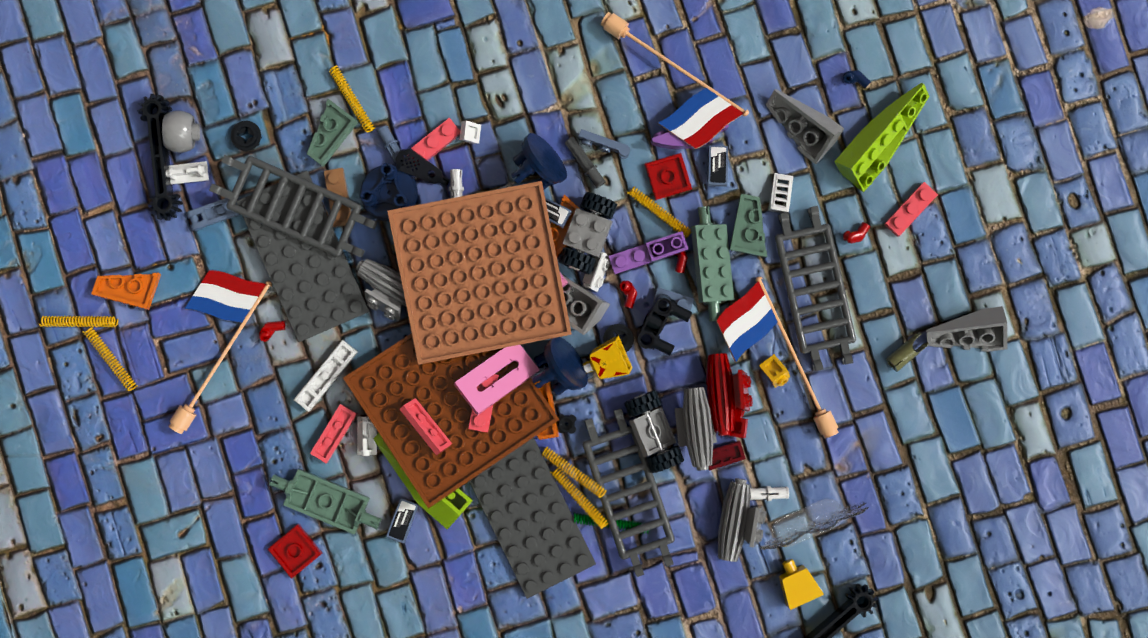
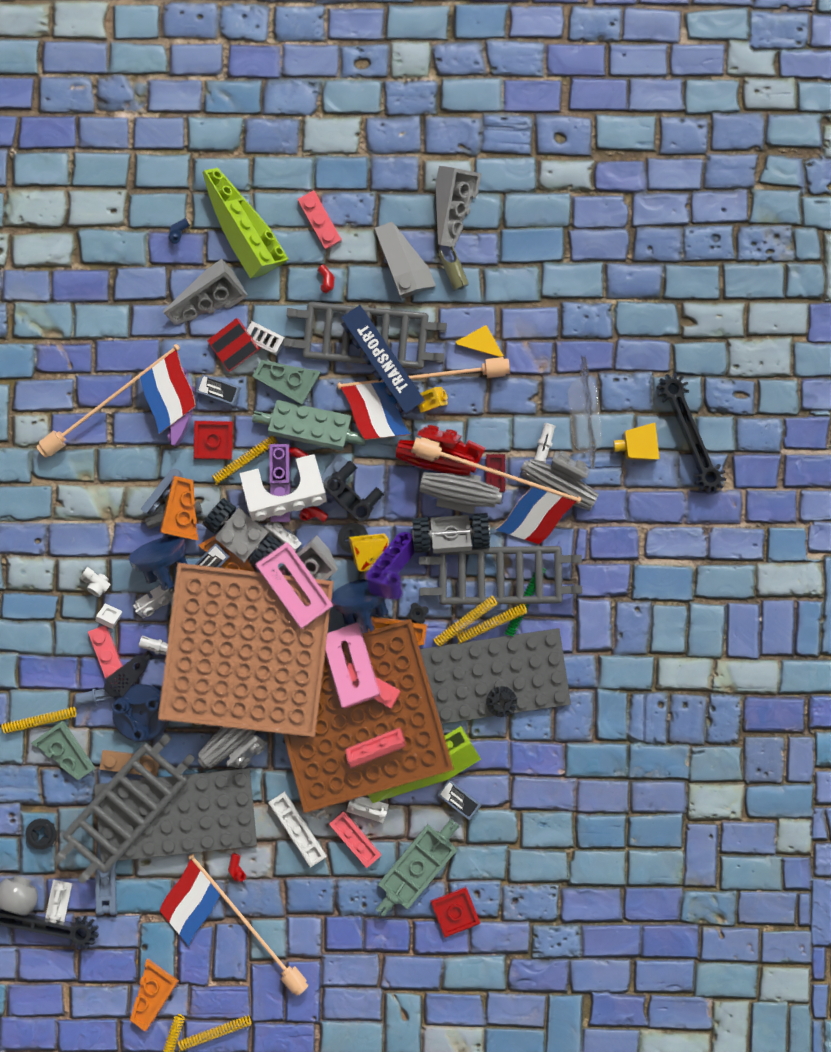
camera: 65 degrees left, 0 degrees up
(490, 165) = (147, 606): none -> white hinge
(497, 112) = (97, 583): none -> white plate
(510, 523) = (496, 709): none -> black gear
(531, 314) = (300, 612): none -> bright pink piece
(592, 166) = (179, 513): none -> orange wing
(593, 380) = (383, 575): none -> dark purple beam
(623, 245) = (264, 505): none -> white arch
(698, 505) = (535, 511): none -> flag
(765, 166) = (233, 344): none -> tile
(798, 313) = (383, 360): none -> dark blue brick
(845, 401) = (481, 341): none -> yellow tile
(894, 305) = (405, 265): none -> light grey wedge

